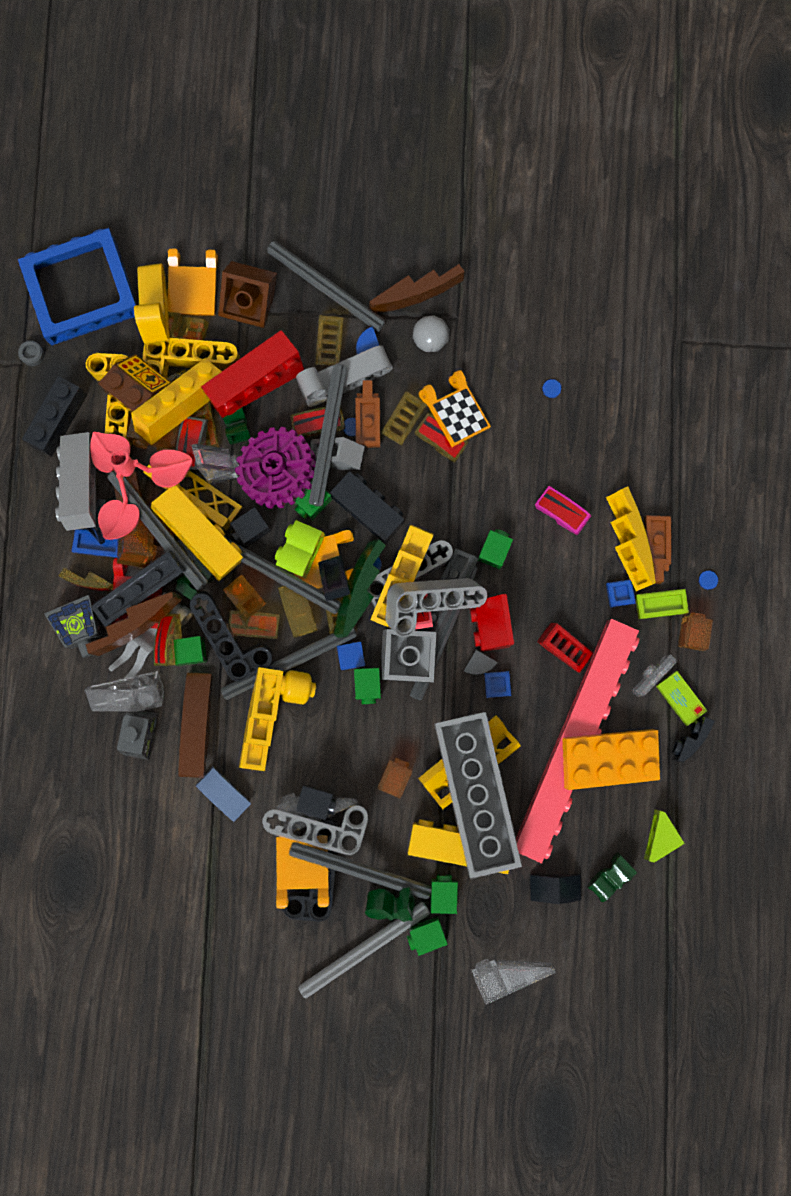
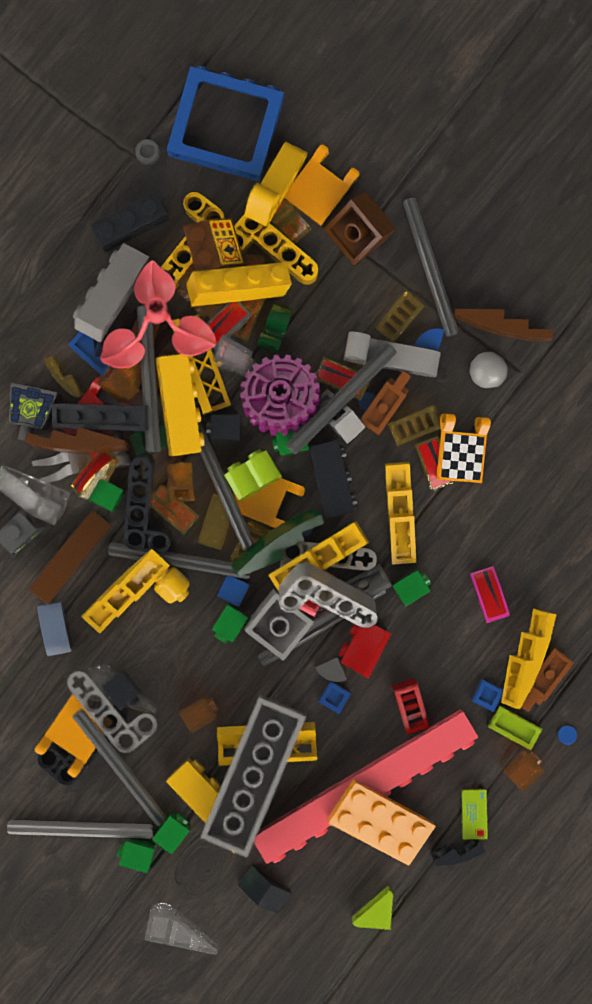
camera: 35 degrees right, 5 degrees up
(254, 375) = (315, 306): red wedge -> none
(334, 578) = (263, 519): black tile -> none
(383, 905) = (120, 806): dark green leg -> none
(443, 496) = (400, 513): none -> yellow slope
(551, 388) = (555, 486): blue piece -> none
(609, 880) = (309, 914): dark green leg -> none
(653, 675) = (464, 779): clear plate -> none

